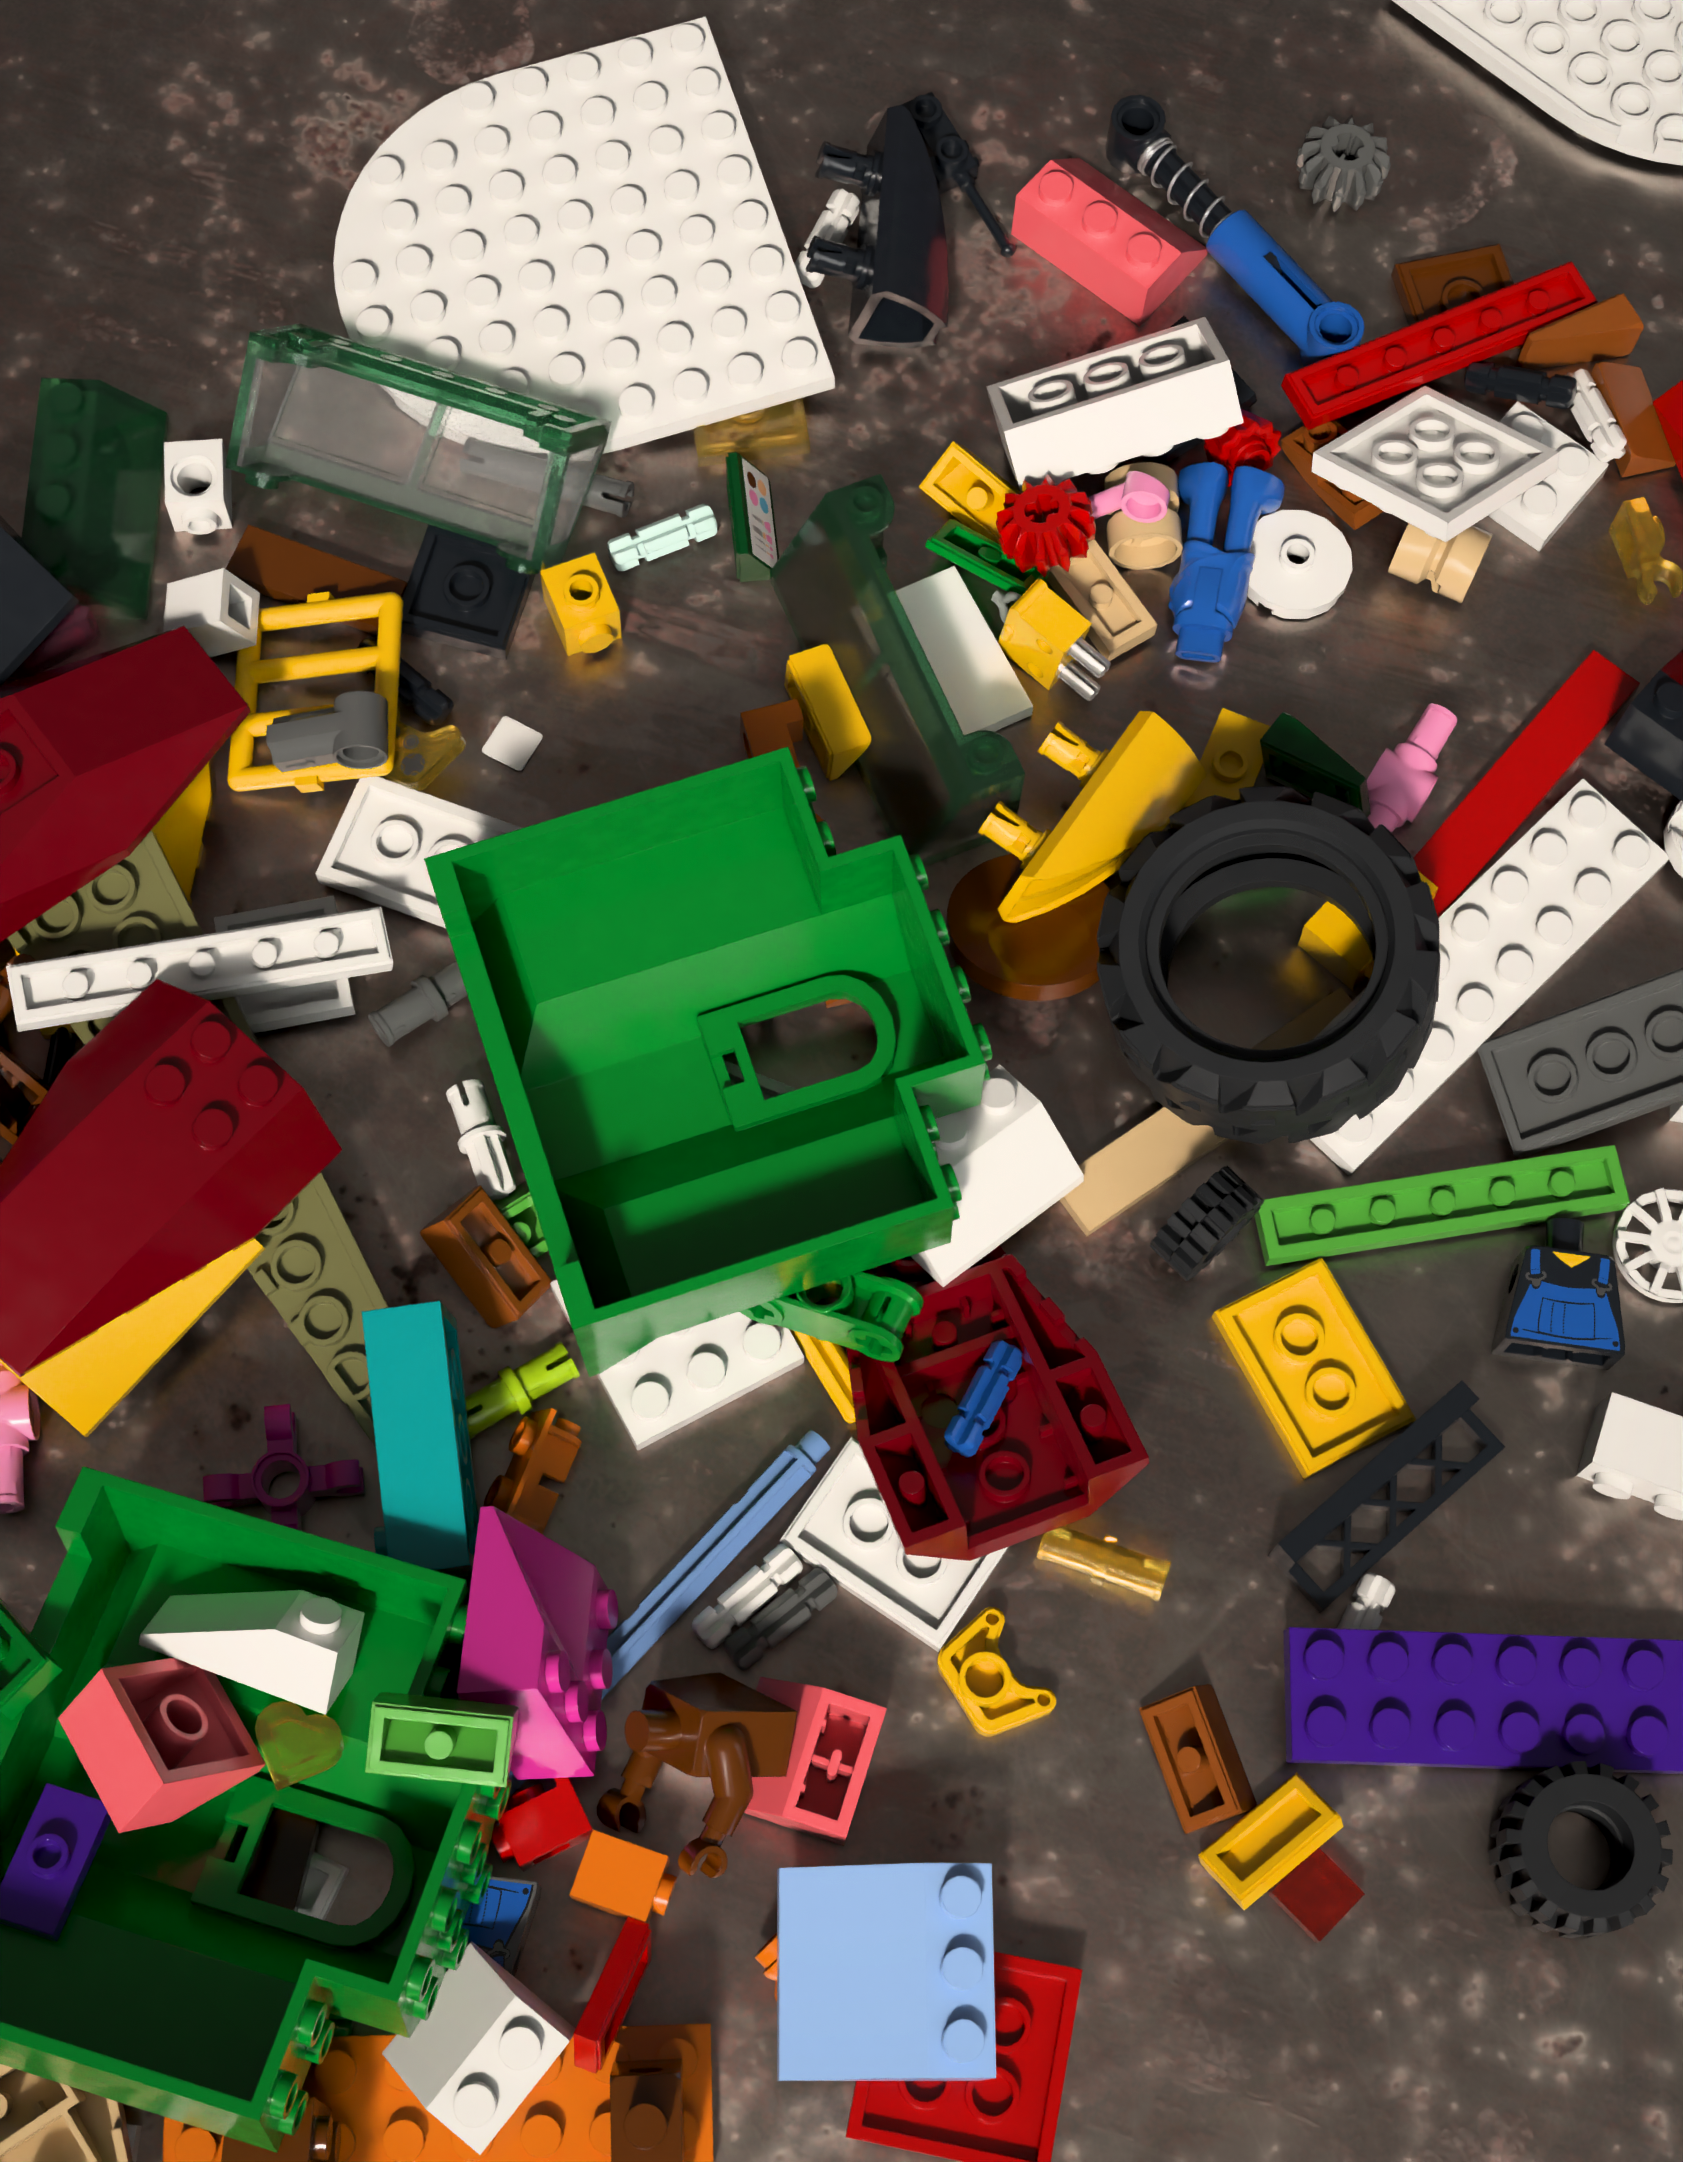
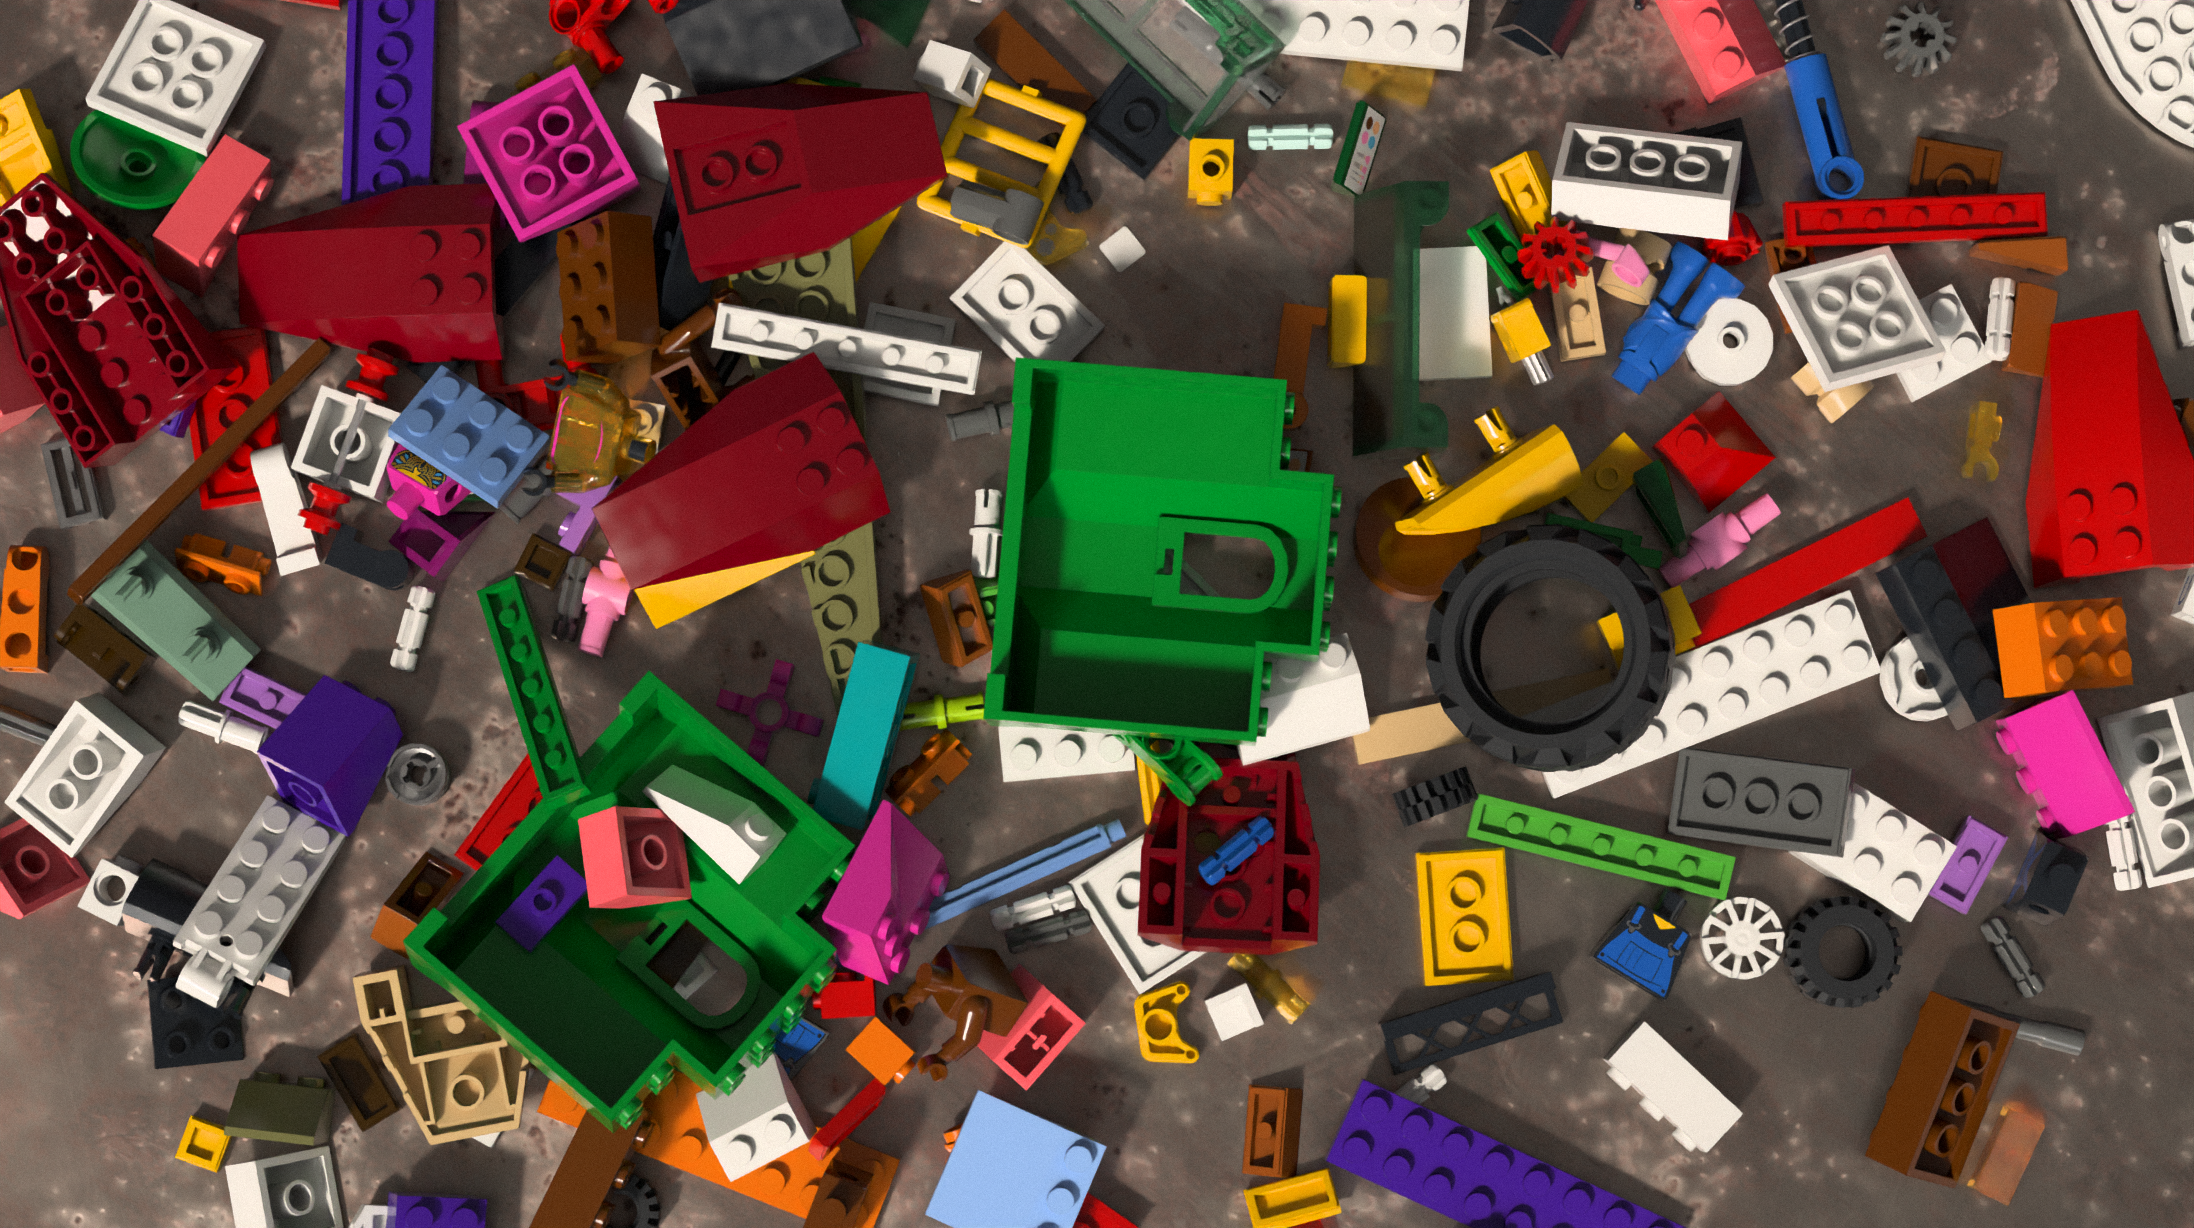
camera: 25 degrees right, 15 degrees up
(297, 1743) = (714, 893): clear yellow tile -> none
(441, 1739) = (802, 940): bright green slope -> none
(1076, 1614) = (1233, 1011): none -> white panel
(1339, 691) = (1713, 452): none -> red slope
(1521, 384) = (1959, 273): black axle -> none

